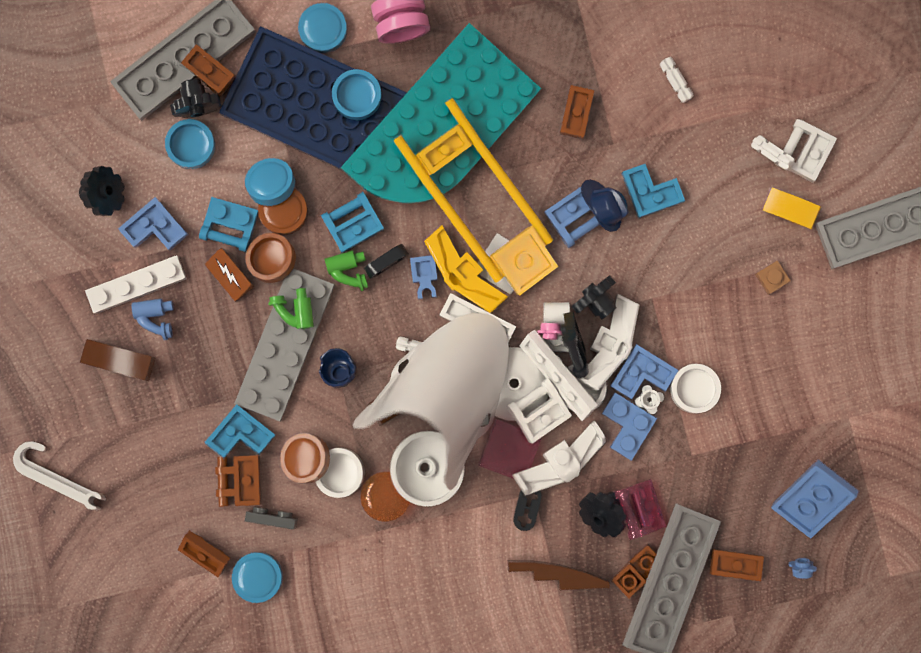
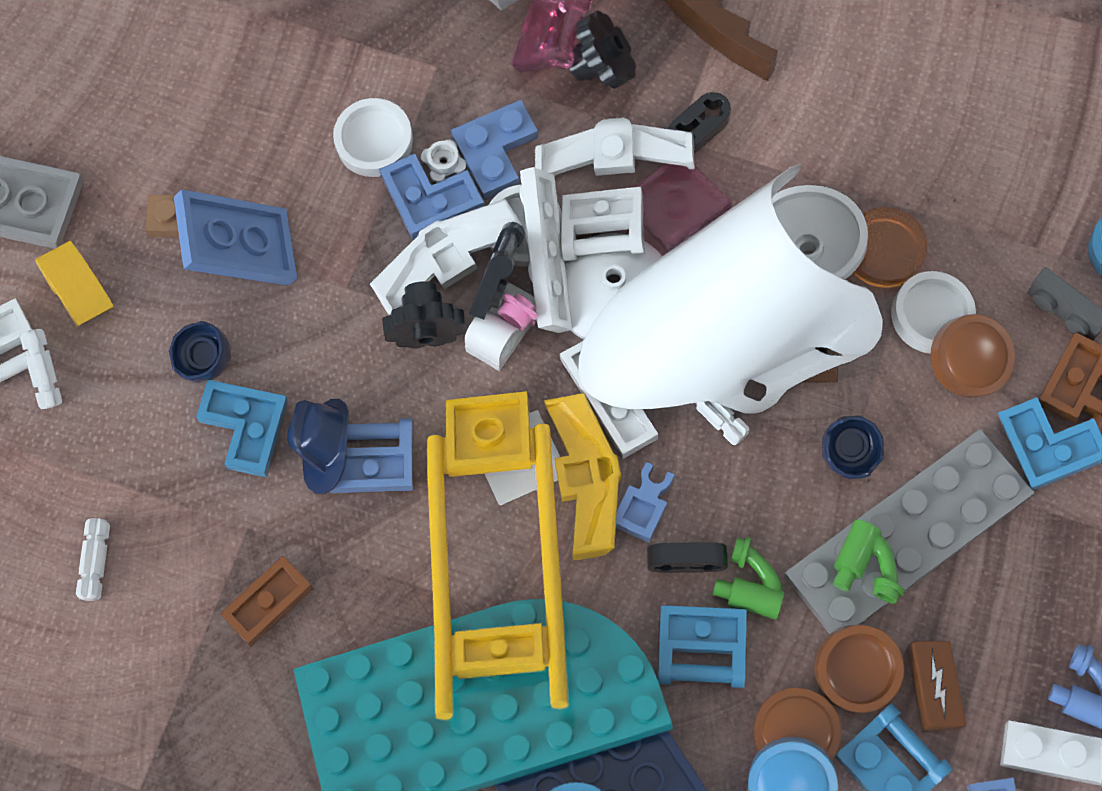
camera: 145 degrees left, 15 degrees down
(699, 212) = (199, 352): none -> dark blue hair
(723, 278) = (234, 238): none -> medium blue plate

